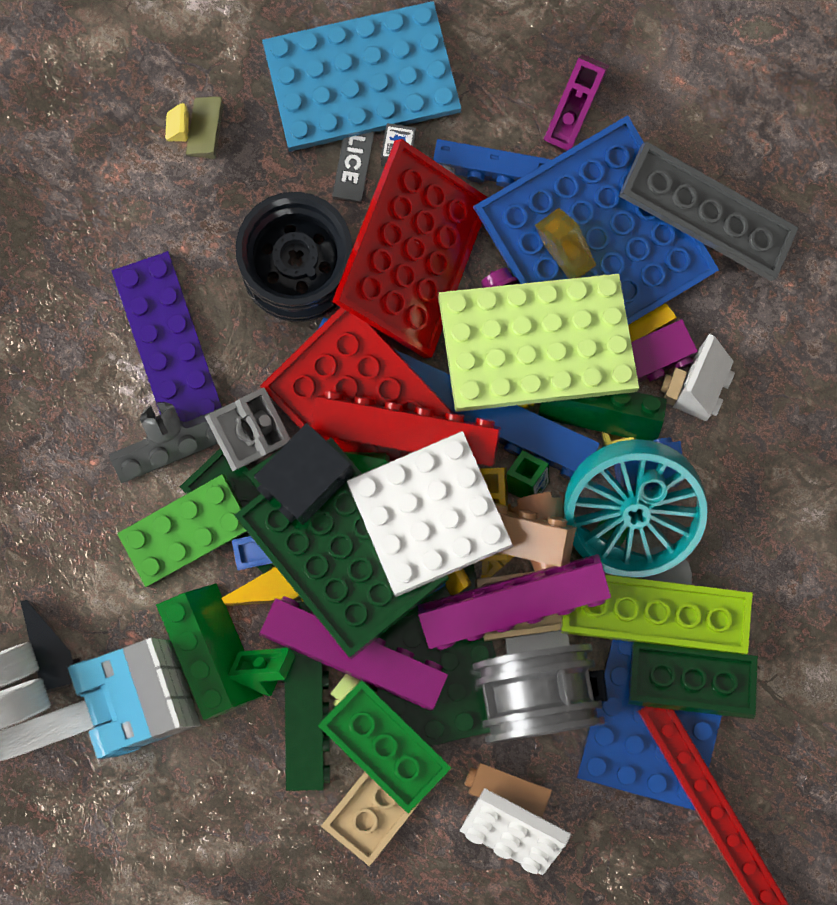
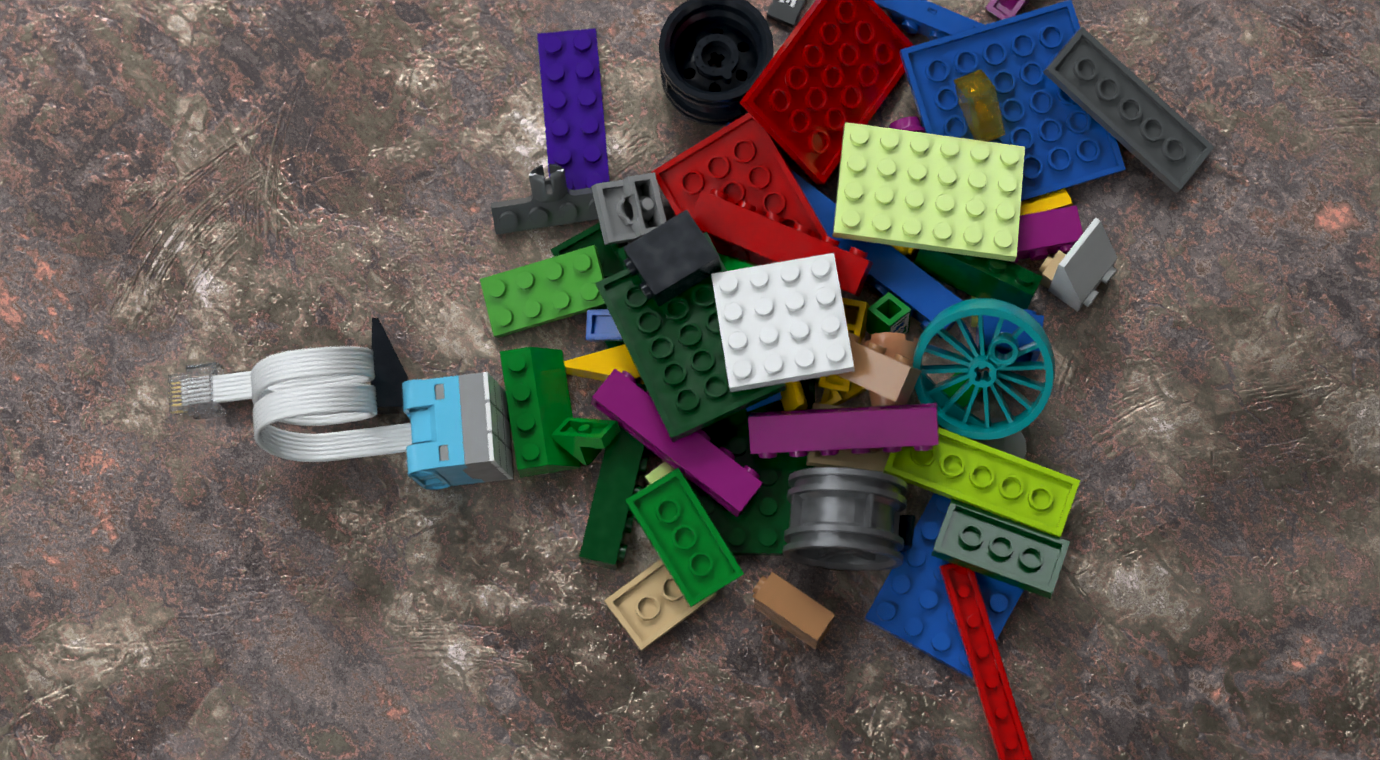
camera: 20 degrees right, 5 degrees down
(514, 832) = (788, 648): white plate -> none

